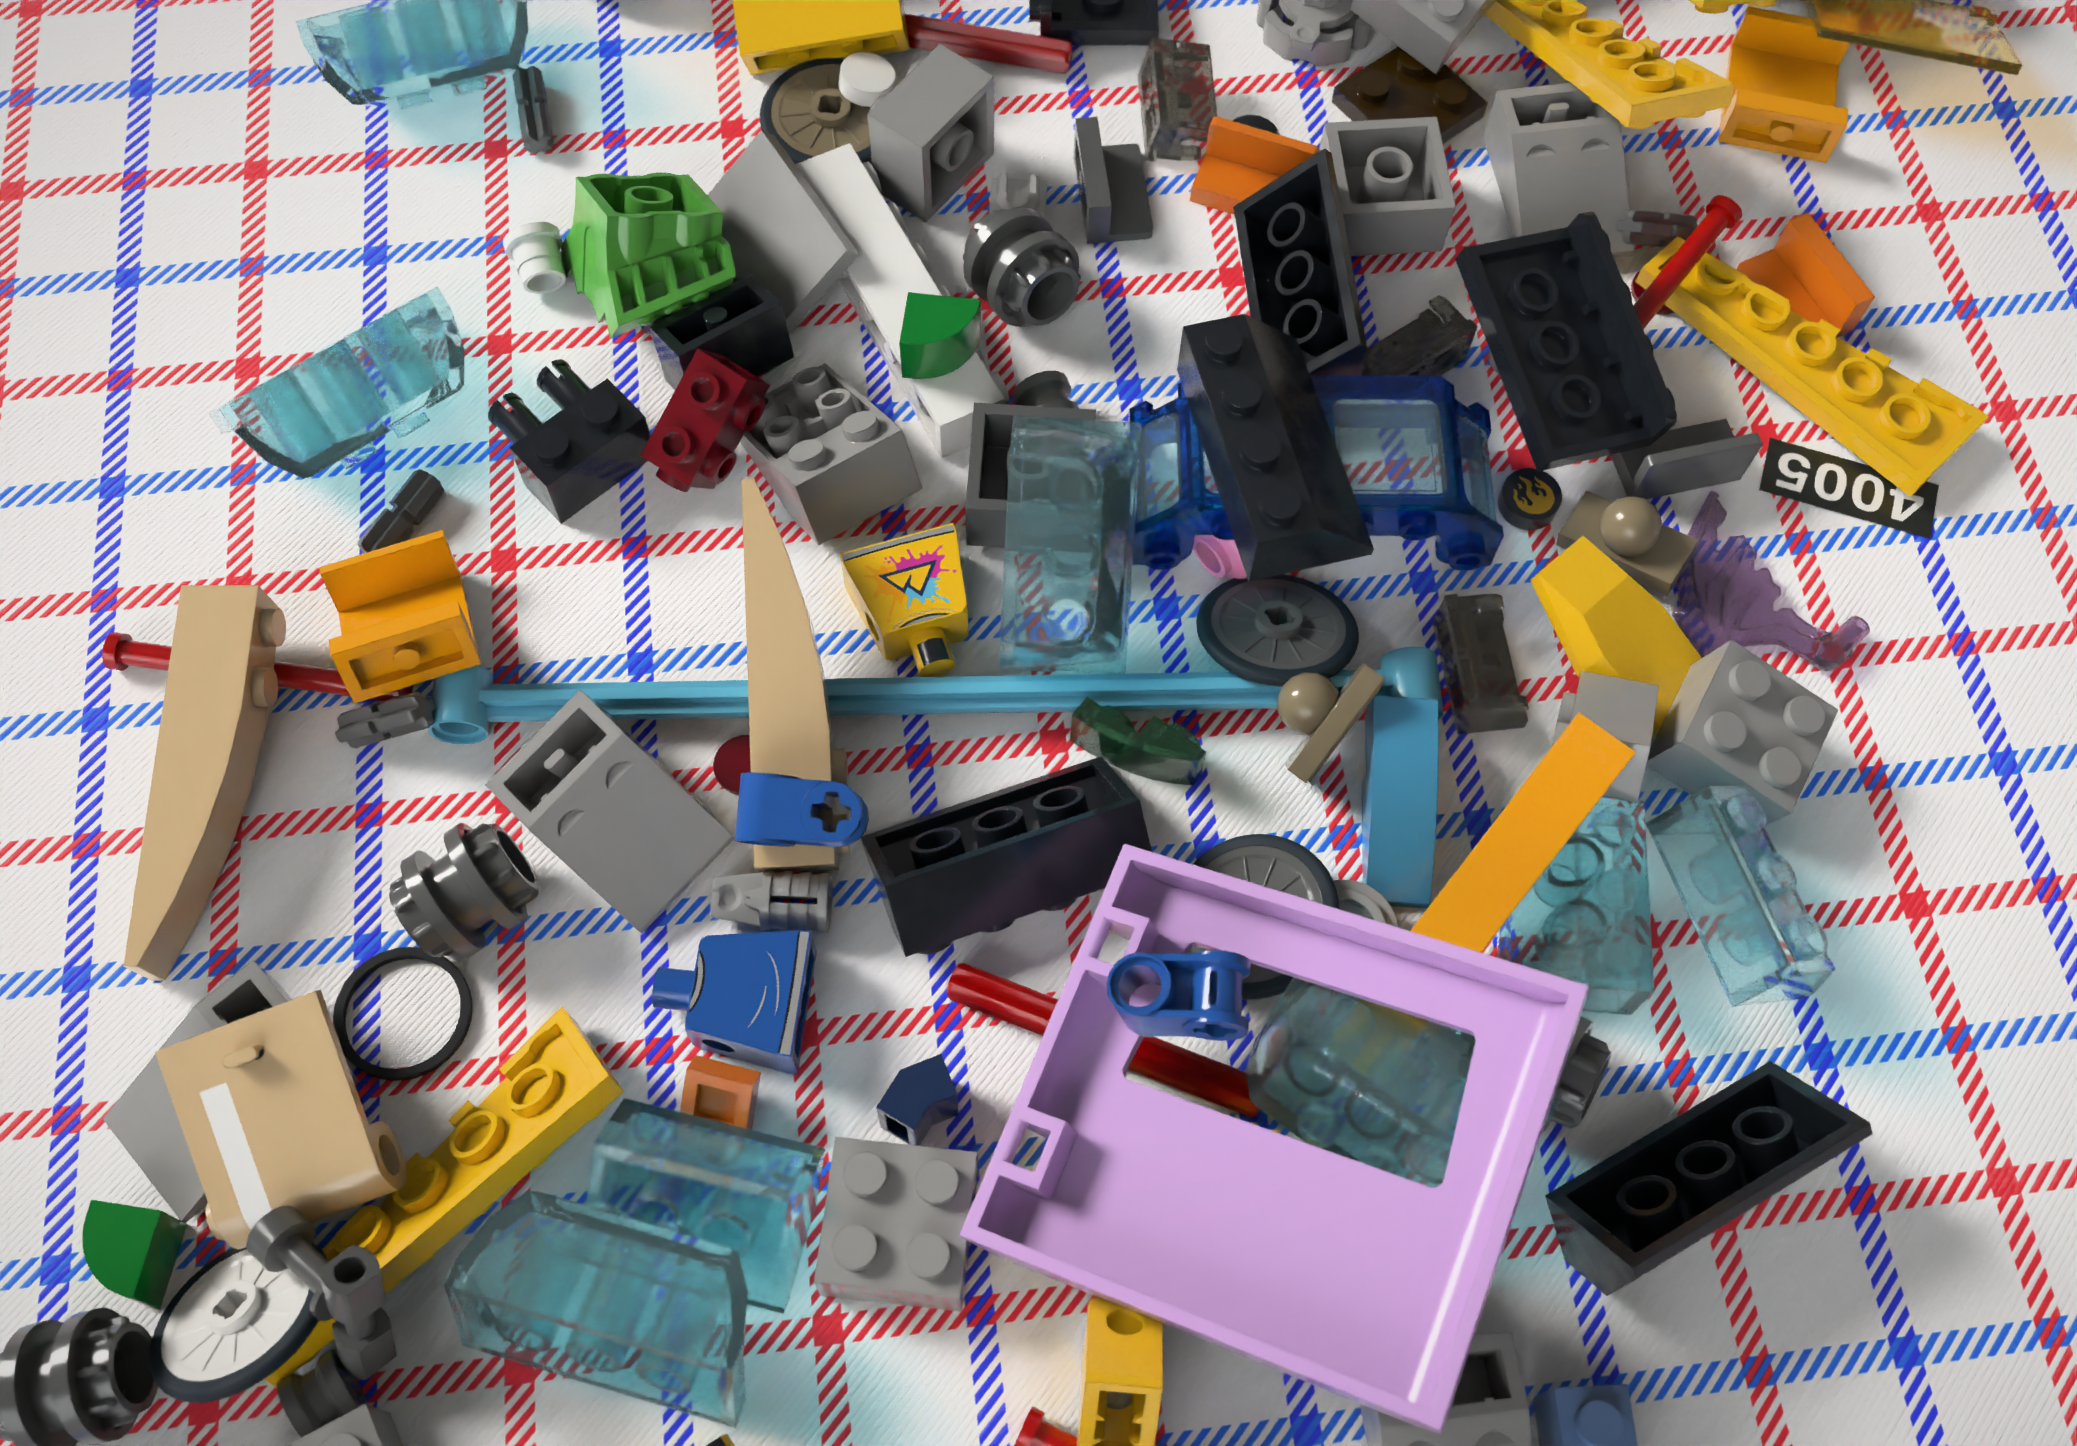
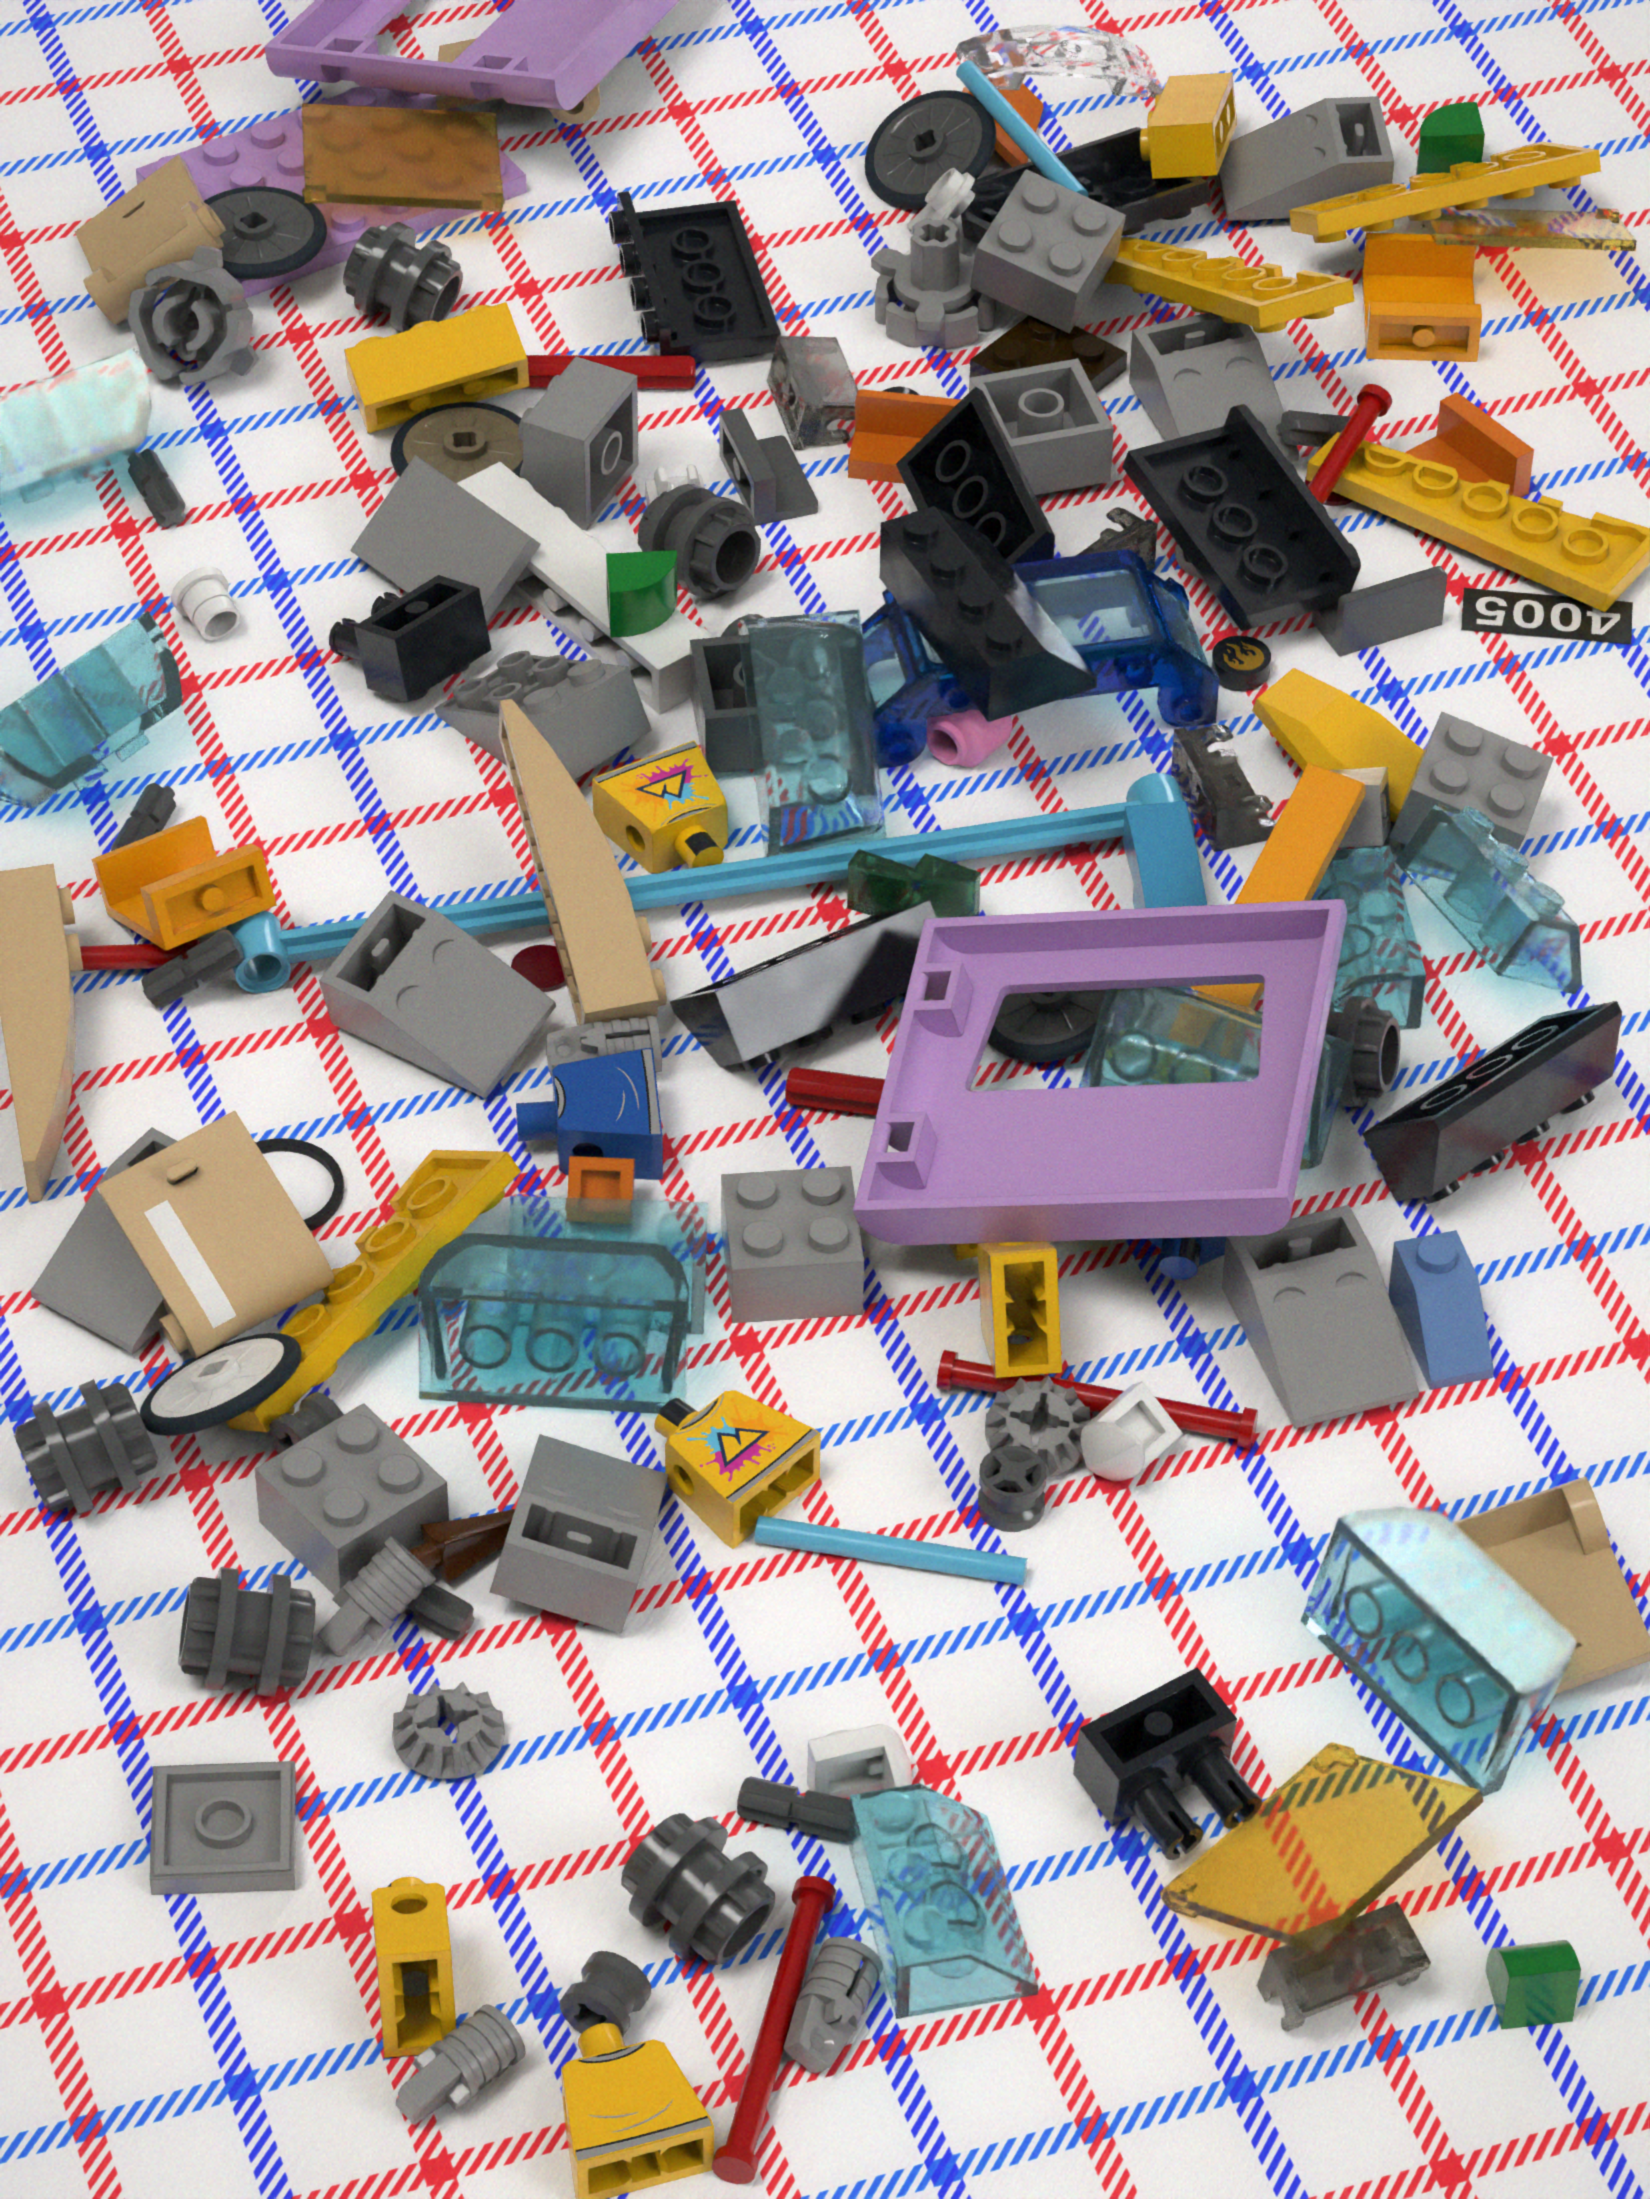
camera: 10 degrees left, 20 degrees down
(132, 1249) = (94, 1351): green brick -> none
(343, 1288) = (322, 1330): dark grey bar -> none
(456, 895) = (307, 1081): dark grey piece -> none
(580, 448) = (308, 742): black brick -> none
(644, 247) = (323, 568): bright green slope -> none
(705, 422) = (430, 697): dark red brick -> none
(788, 810) = (616, 950): blue piece -> none
(865, 78) = (496, 412): white tile -> none
(917, 1100) = (788, 1143): dark blue piece -> none
(1196, 996) = (998, 999): blue piece -> none
(1277, 629) = (1023, 787): dark grey wheel -> none
(1316, 709) = (1082, 833): dark tan tile -> none
(1632, 538) = (1343, 663): dark tan tile -> none
(1730, 600) = (1422, 699): clear purple animal -> none

